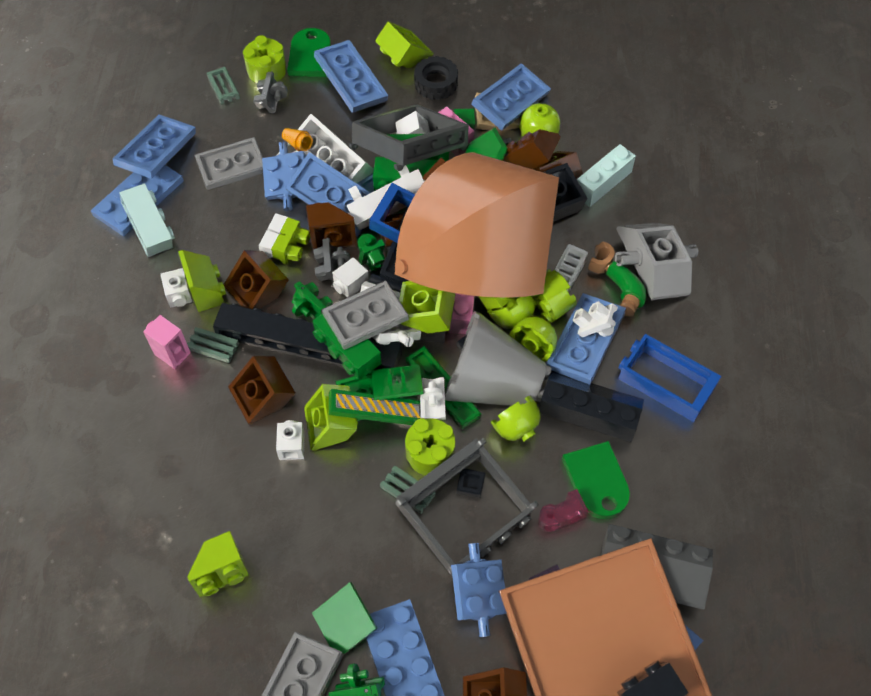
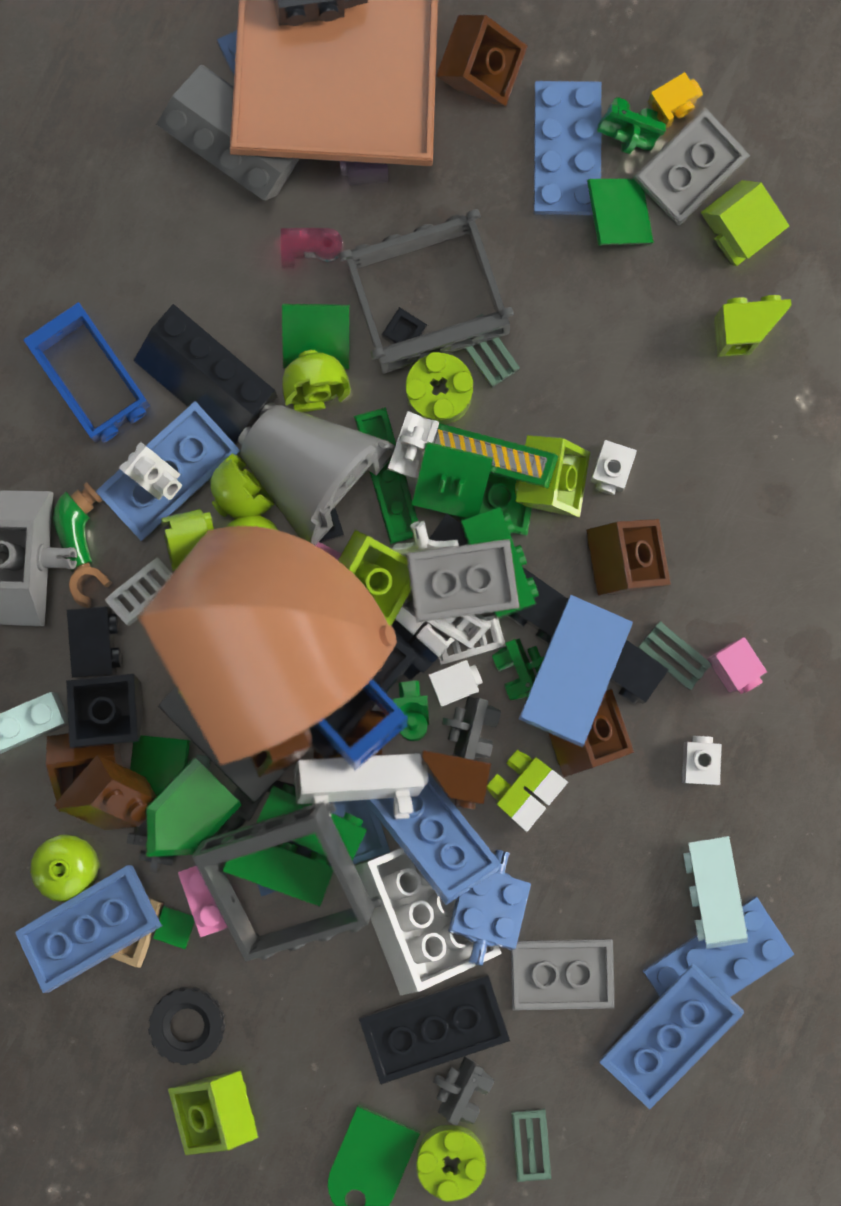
camera: 160 degrees left, 25 degrees up
(202, 280) = (662, 755): lime slope -> none
(243, 649) = (744, 220): none -> lime plate
(272, 298) = (576, 670): none -> medium blue tile
(294, 112) = (434, 1029): none -> black plate
(298, 139) = (453, 953): light orange cone -> none
(350, 76) = (323, 1076): medium blue plate -> none
(412, 124) = (270, 910): white brick -> none
(478, 588) = (451, 184): medium blue plate -> none
(530, 454) = (315, 328): none -> green piece
(582, 229) = (92, 642): none -> black brick
(598, 478) = (244, 277): green tile -> none

